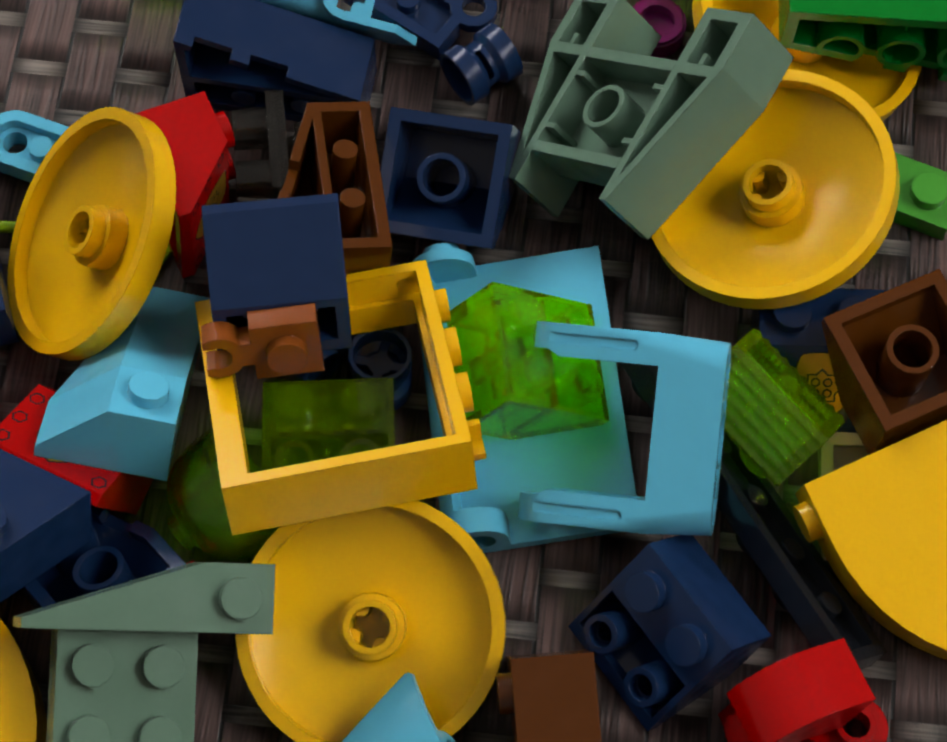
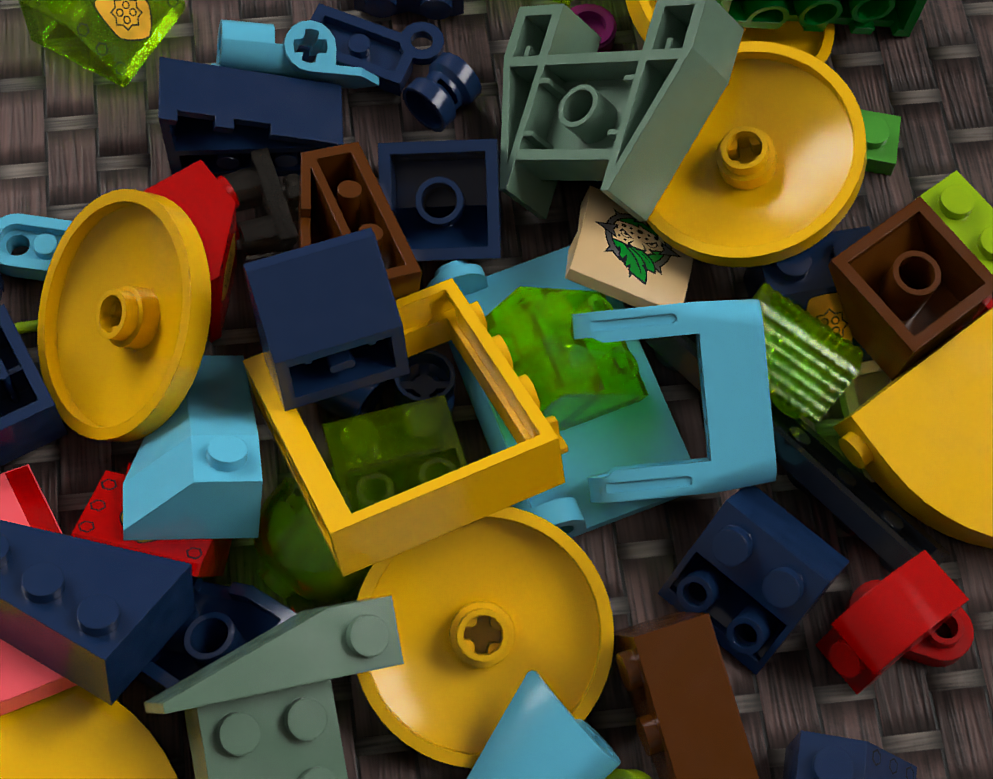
camera: 20 degrees left, 0 degrees up
(275, 341) = (339, 384): dark orange plate -> none
(621, 276) = (624, 256): none -> tan slope

